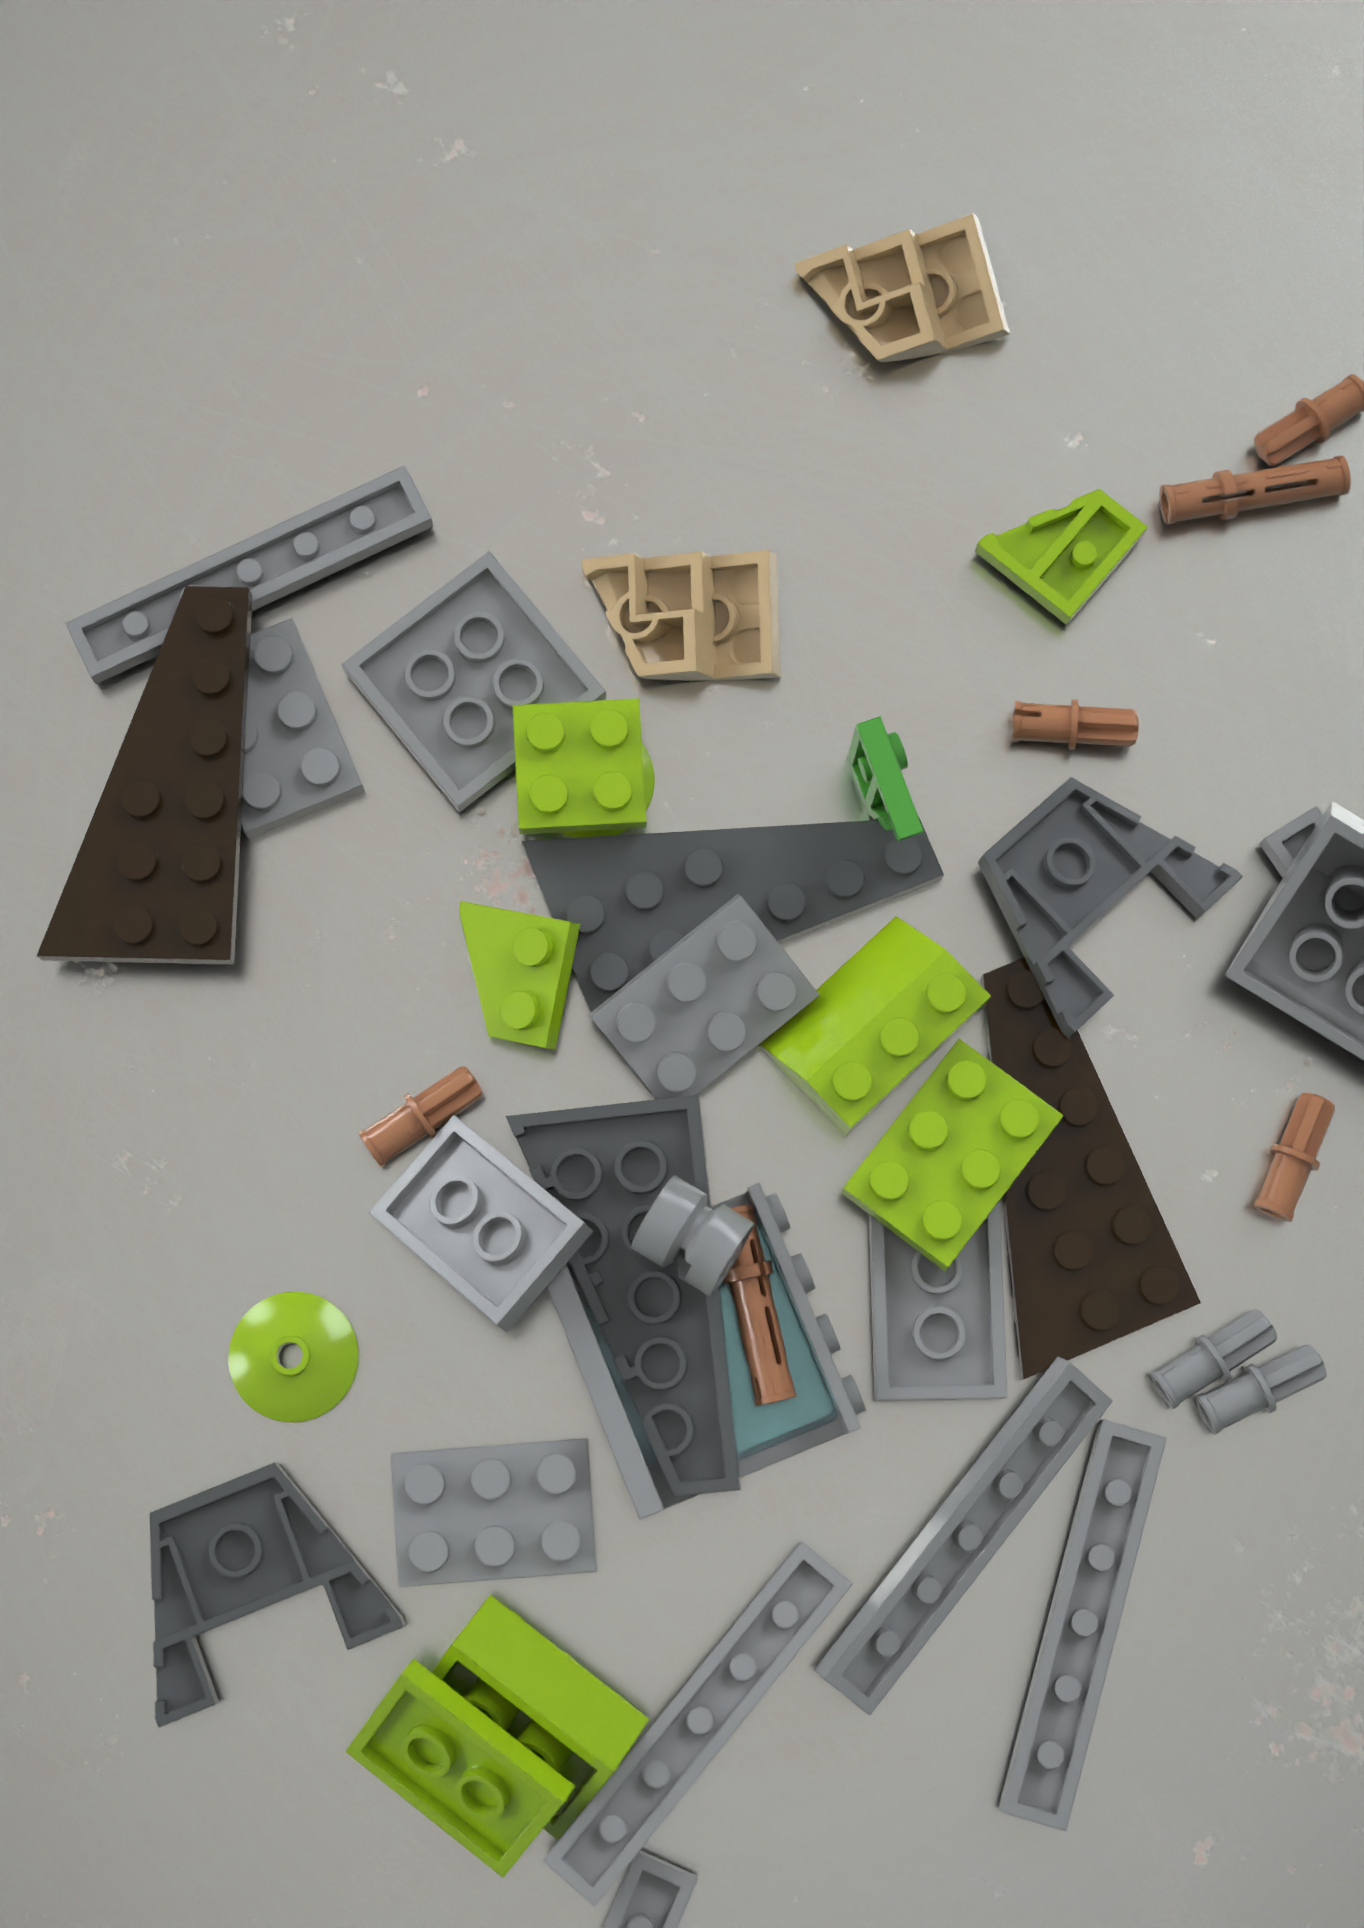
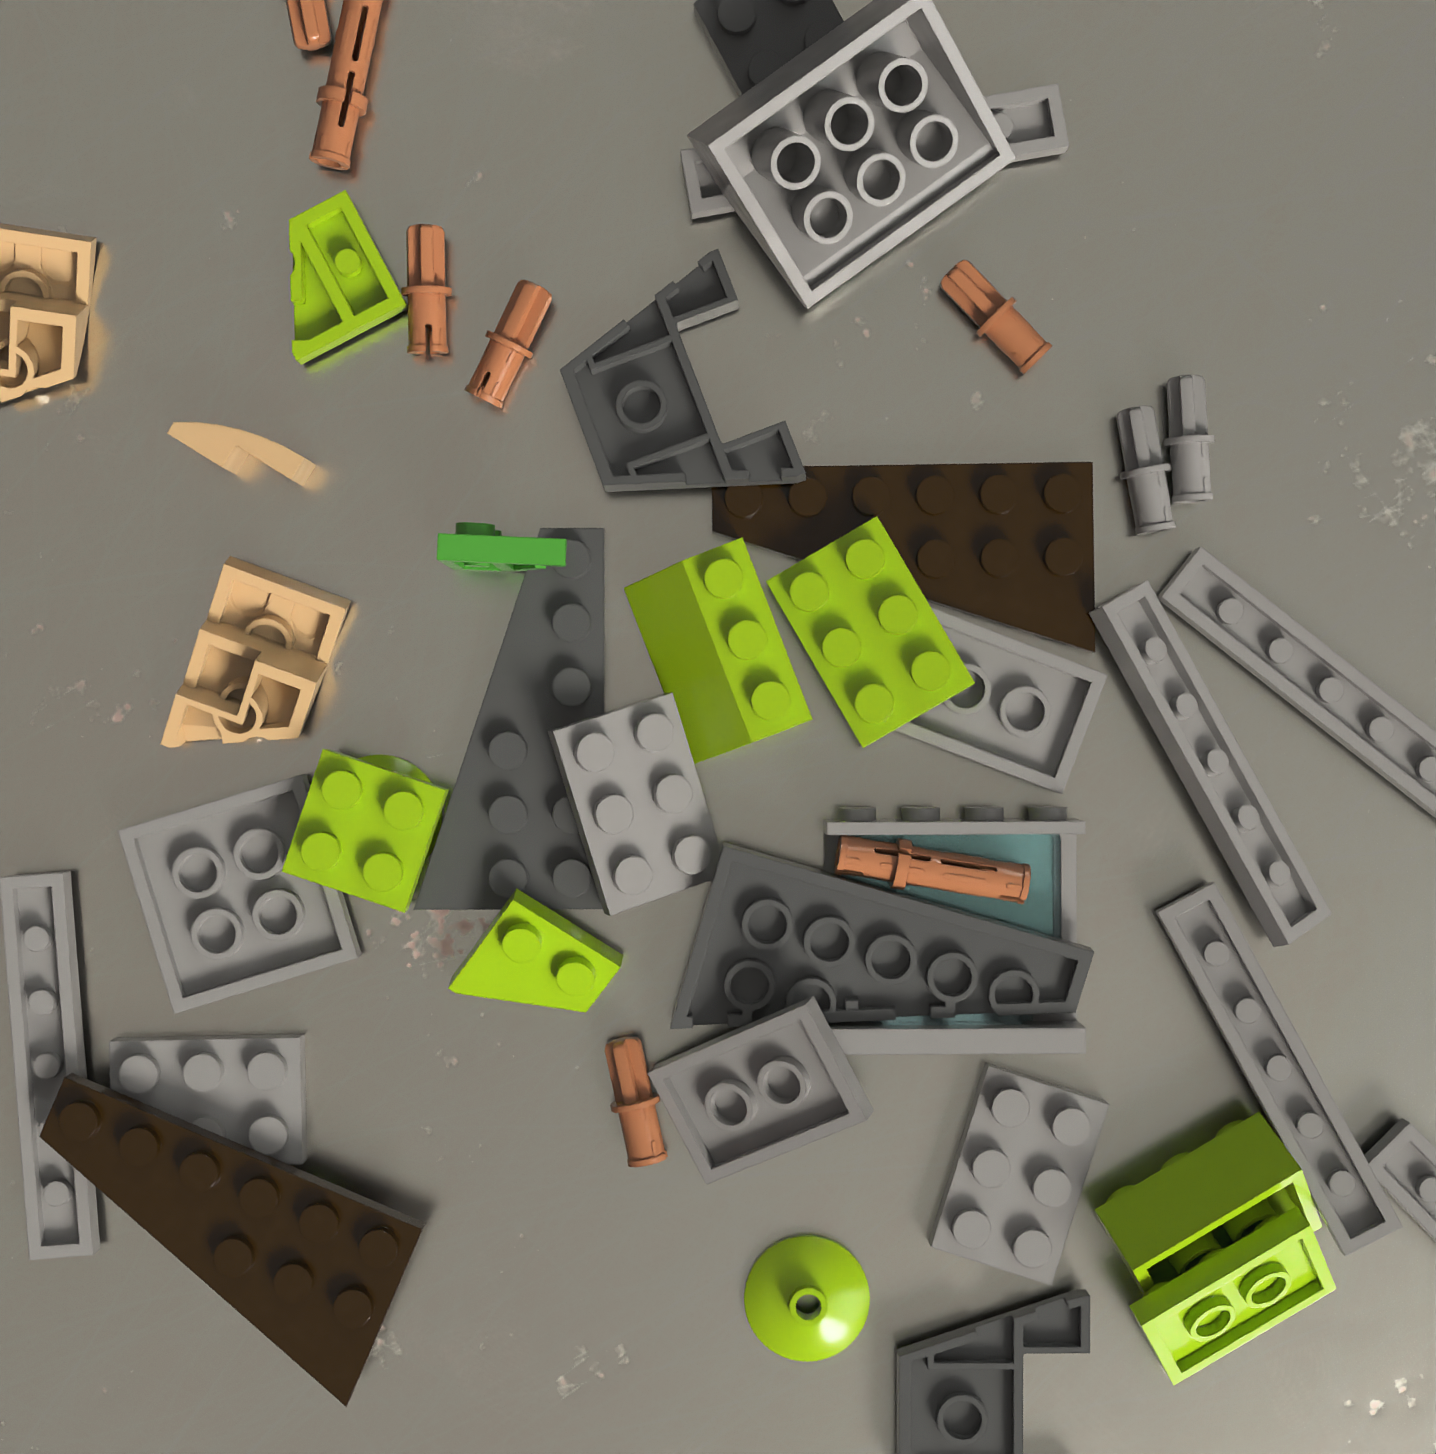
camera: 65 degrees left, 10 degrees up
(692, 1235) = (856, 909): light grey wheel -> none
(877, 519) = (231, 447): none -> tan slope
(1090, 632) = (426, 289): none -> nougat axle

